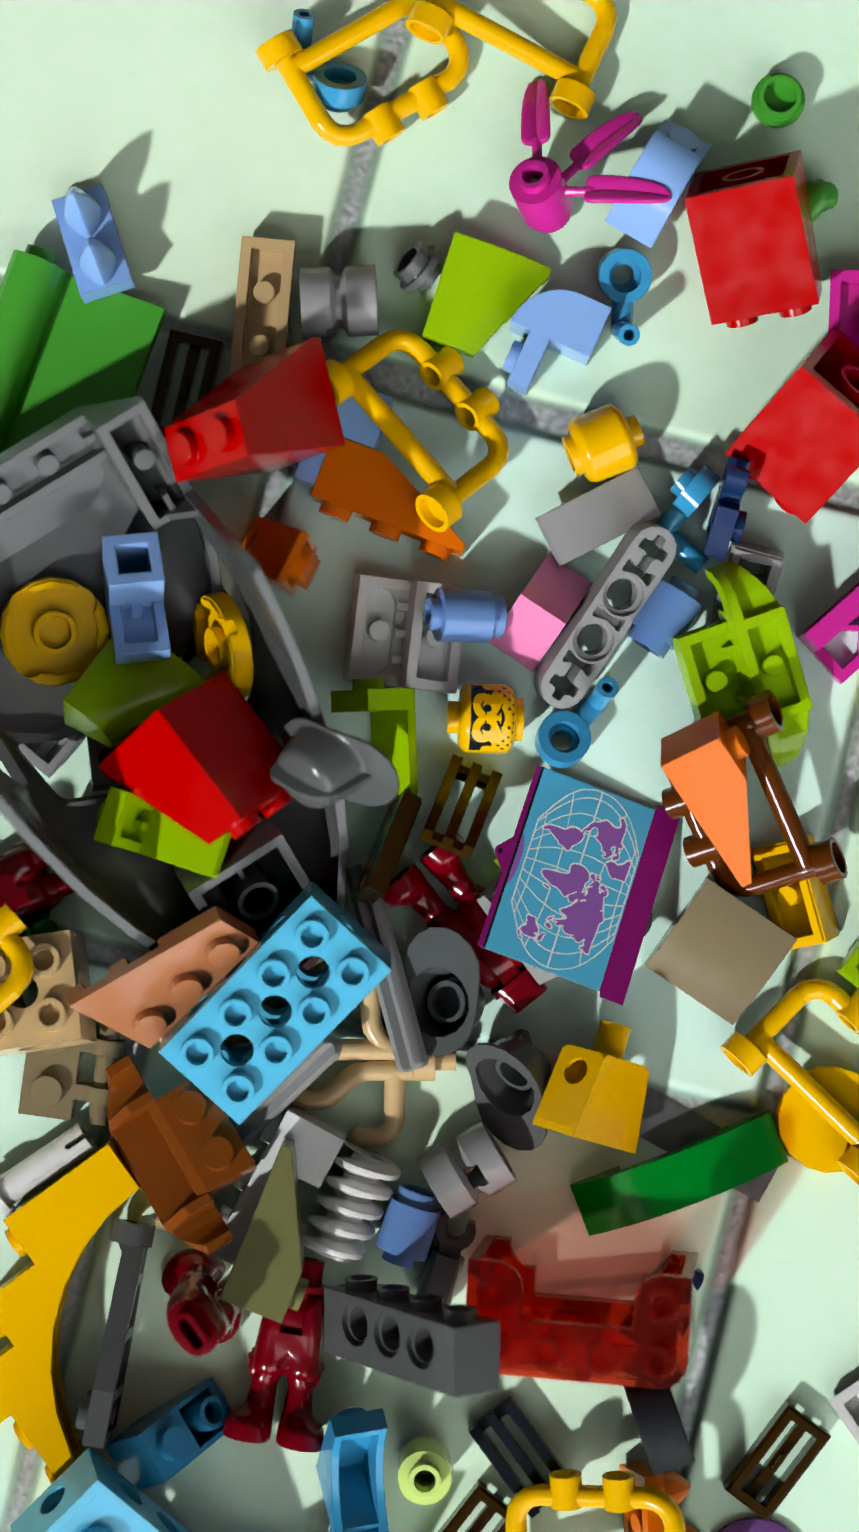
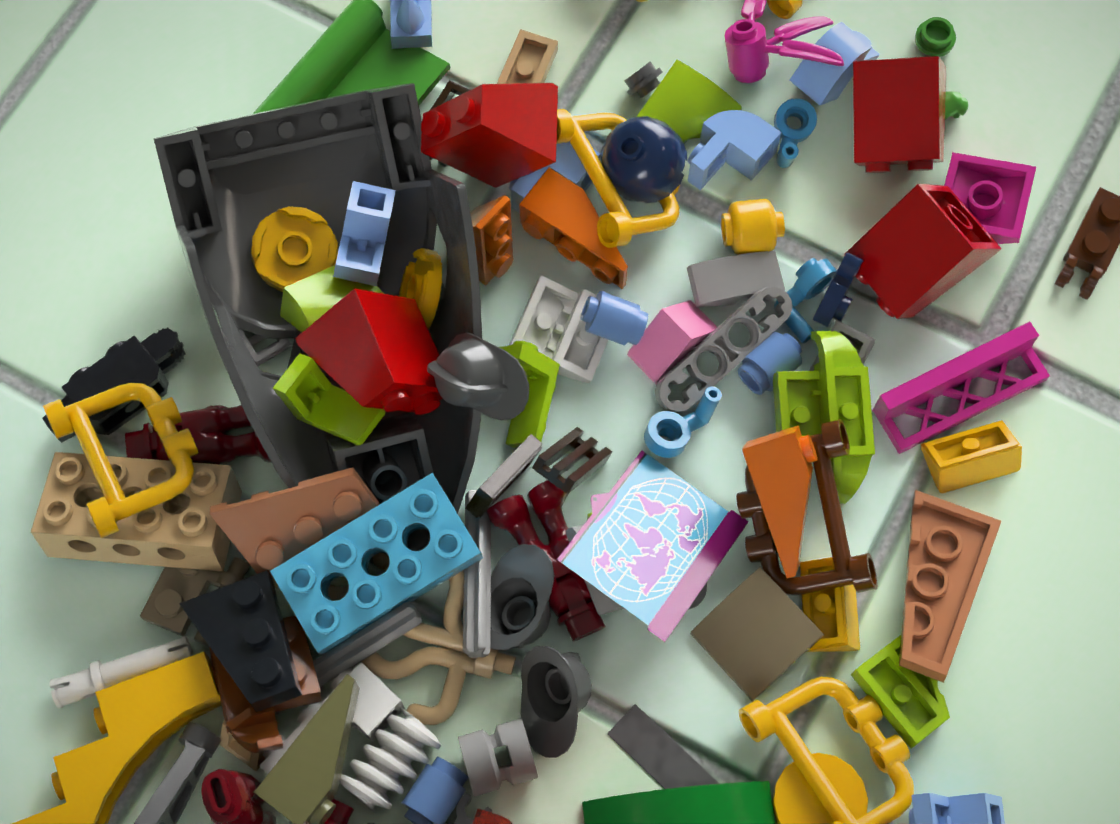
camera: 15 degrees right, 20 degrees down
(156, 1126) = (248, 638): none -> black wing
(339, 301) = (580, 85): light grey wheel -> none
(449, 393) = (644, 159): none -> dark blue cylinder
(486, 718) = (610, 401): yellow head -> none
(596, 1092) = (624, 718): yellow torso -> none

